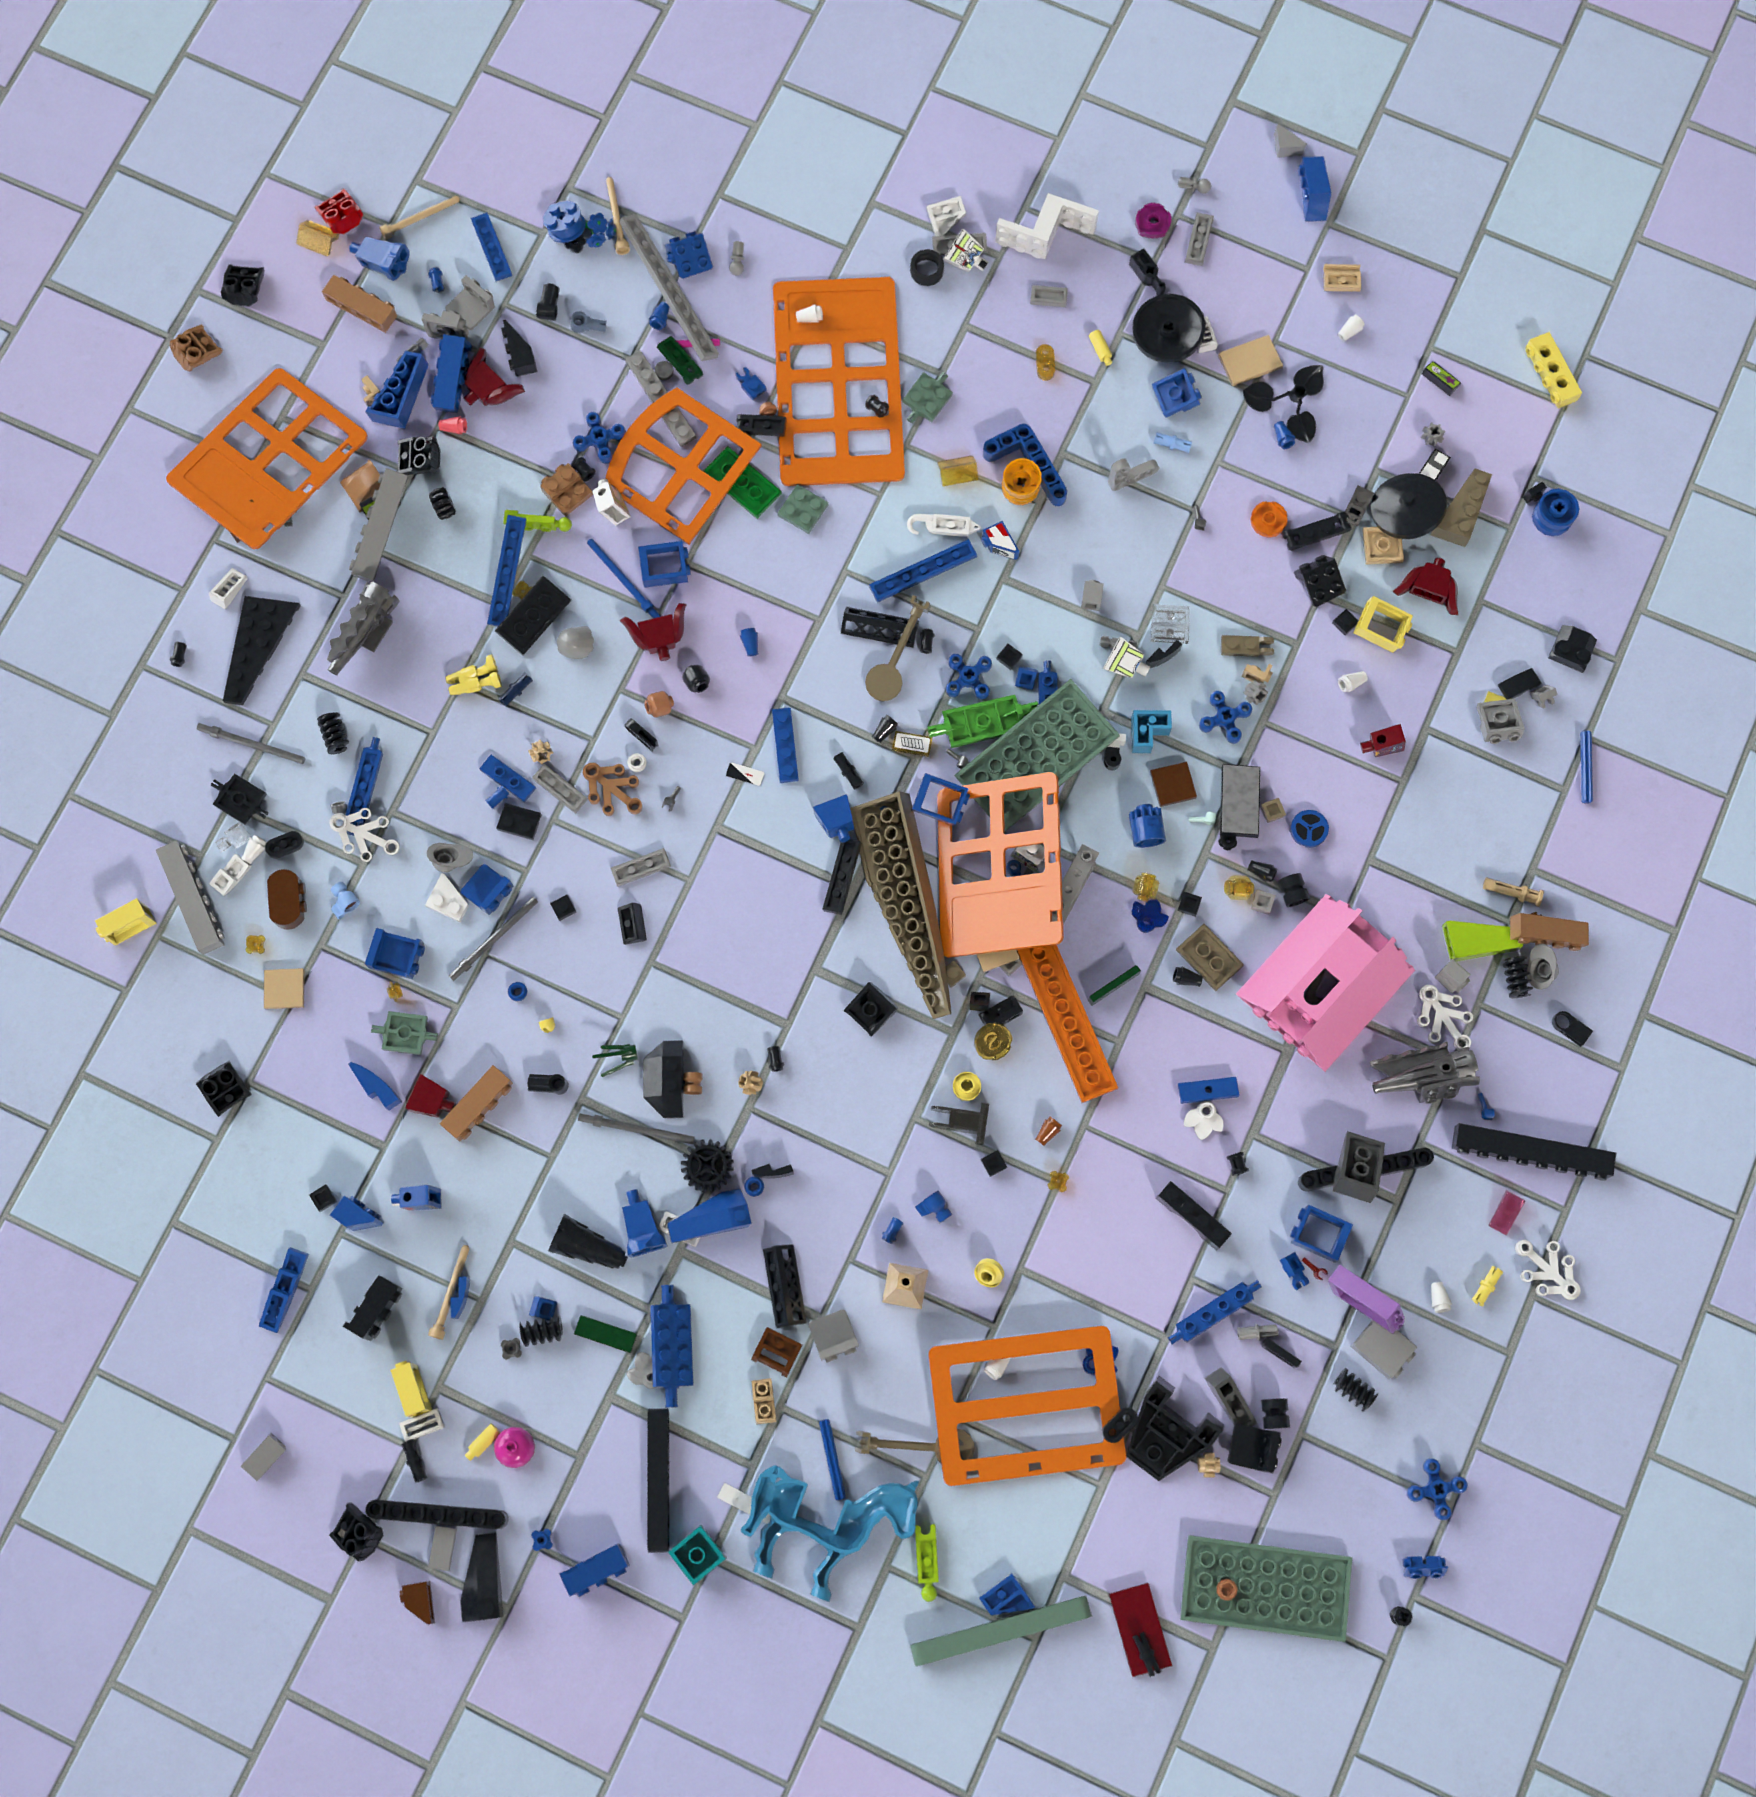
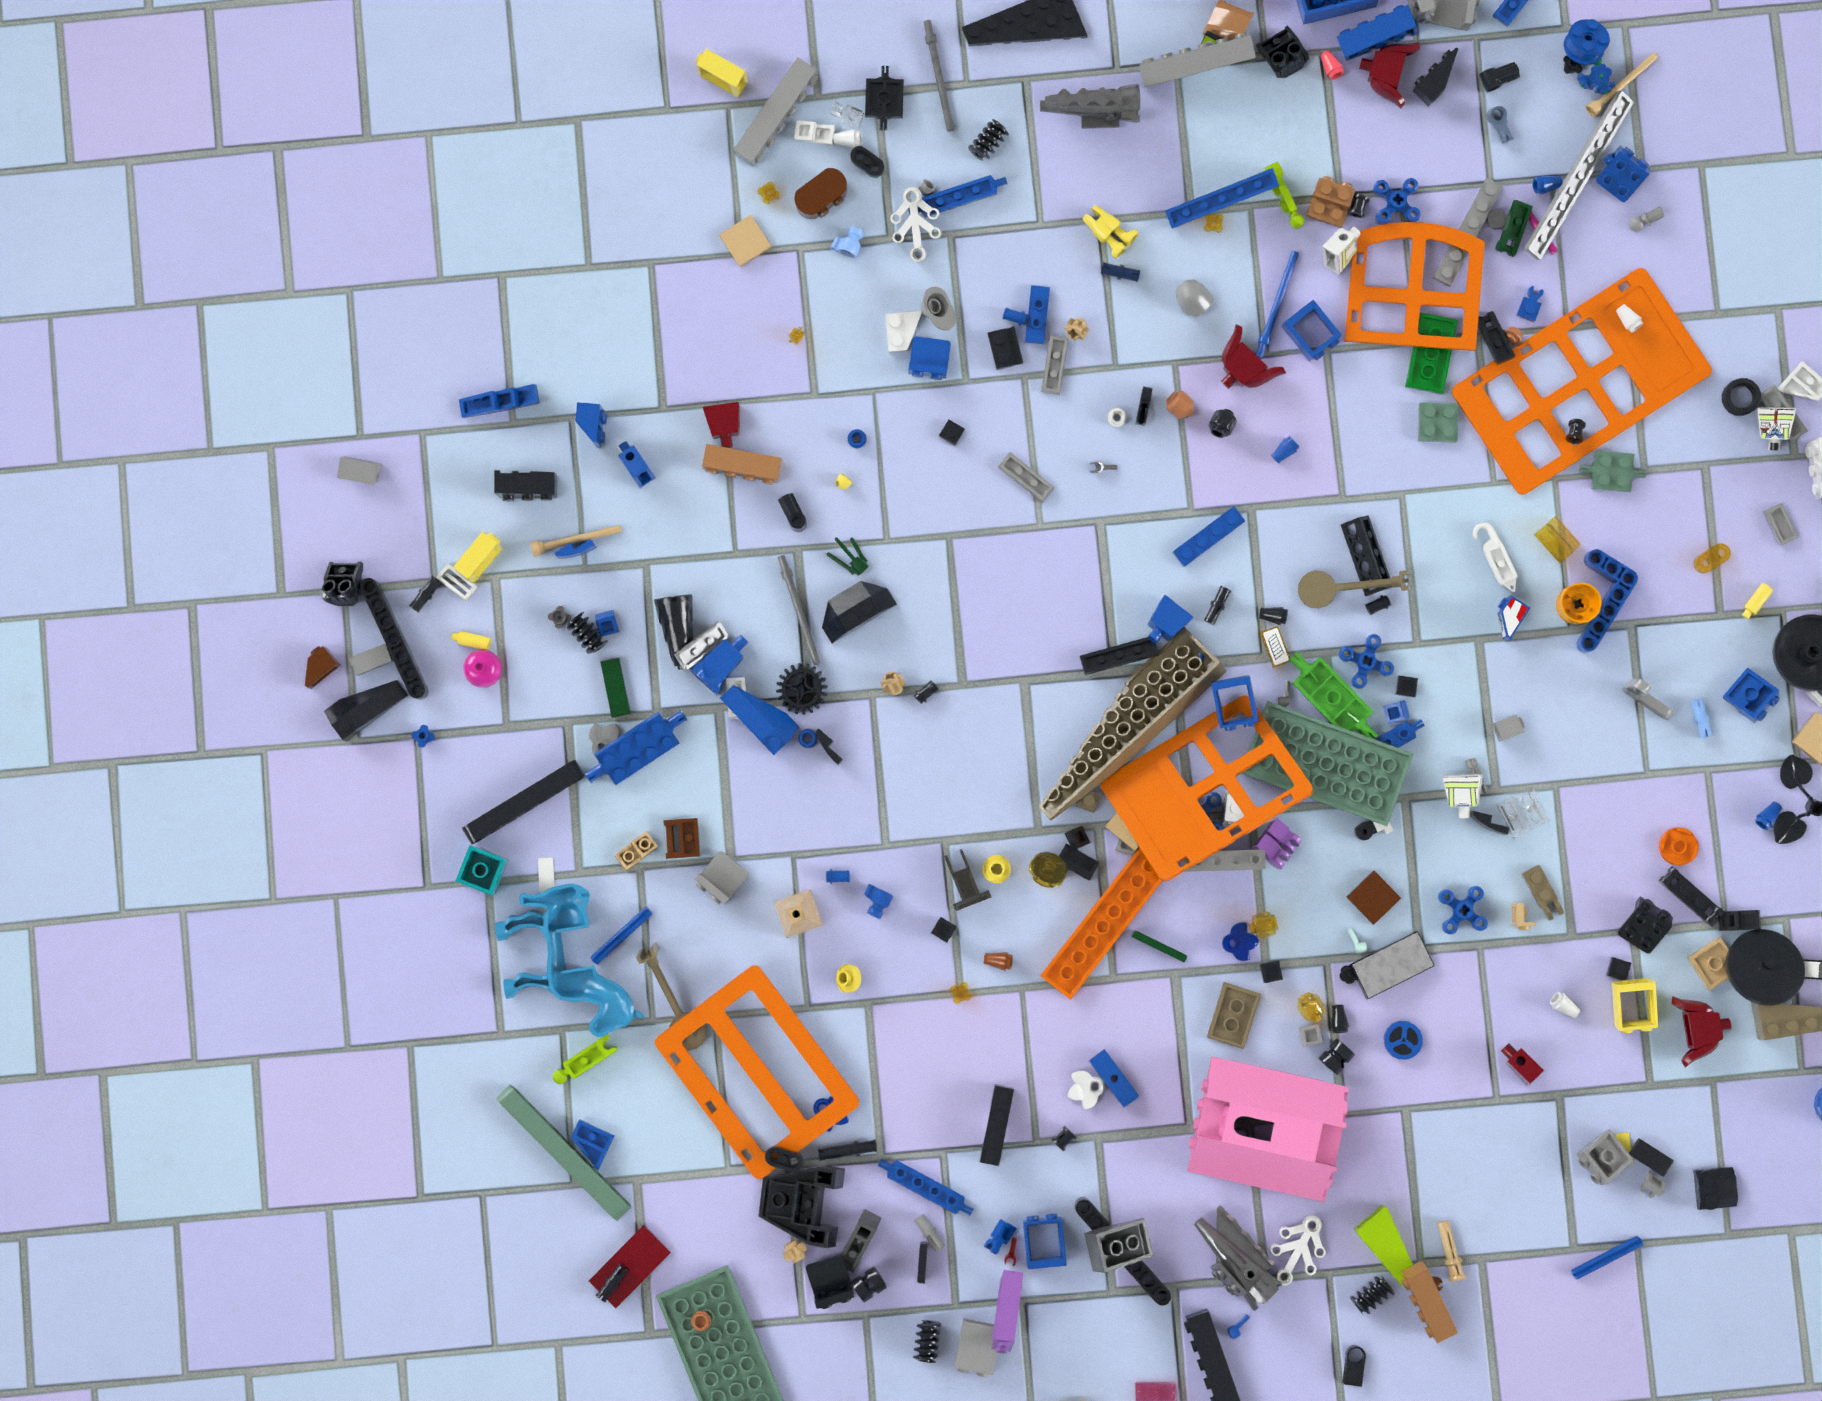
camera: 65 degrees right, 10 degrees up
(223, 1088) = (632, 244): black slope -> none
(323, 1198) = (591, 385): black plate -> none
(375, 1086) = (707, 369): blue slope -> none
(394, 954) = (828, 315): blue panel -> none
(404, 1033) = (766, 366): sand green plate -> none
(442, 503) = (1251, 102): black gear -> none
(466, 964) = (854, 380): flat silver bar -> none
(533, 615) = (1196, 245): black tile -> none
(594, 1571) = (422, 793): blue wedge -> none
(611, 786) = (1081, 407): medium nougat plant -> none
(615, 1232) = (701, 646): none -> light grey tile
(632, 923) = (972, 499): black slope -> none
(692, 1083) = (867, 631): medium nougat wheel -> none
(745, 774) = (1162, 516): sticker -> none
(780, 1286) = (737, 810): black fence -> none
(871, 1008) = (1016, 749): black slope -> none
(922, 570) = (1442, 563): blue plate -> none
(996, 1368) = (772, 1029): white cone -> none
(1079, 832) = (1276, 834): none -> medium lavender legs
(1143, 1363) = (847, 1150): none -> black pin
(1145, 725) = (1412, 843): dark azure brick -> none
(1147, 826) = (1319, 896): blue gear -> none
(1184, 976) = (1202, 1002): black cone -> none
(1199, 523) = (1636, 785): flat silver hand -> none
(1255, 692) = (1501, 924): light grey gear -> none
(1273, 810) = (1400, 999): dark tan plate -> none
(1440, 1298) = (1047, 1373): white cone -> none
(1453, 976) = (1338, 1238): light grey brick -> none
(1542, 966) = (1392, 1312): light grey piece -> none

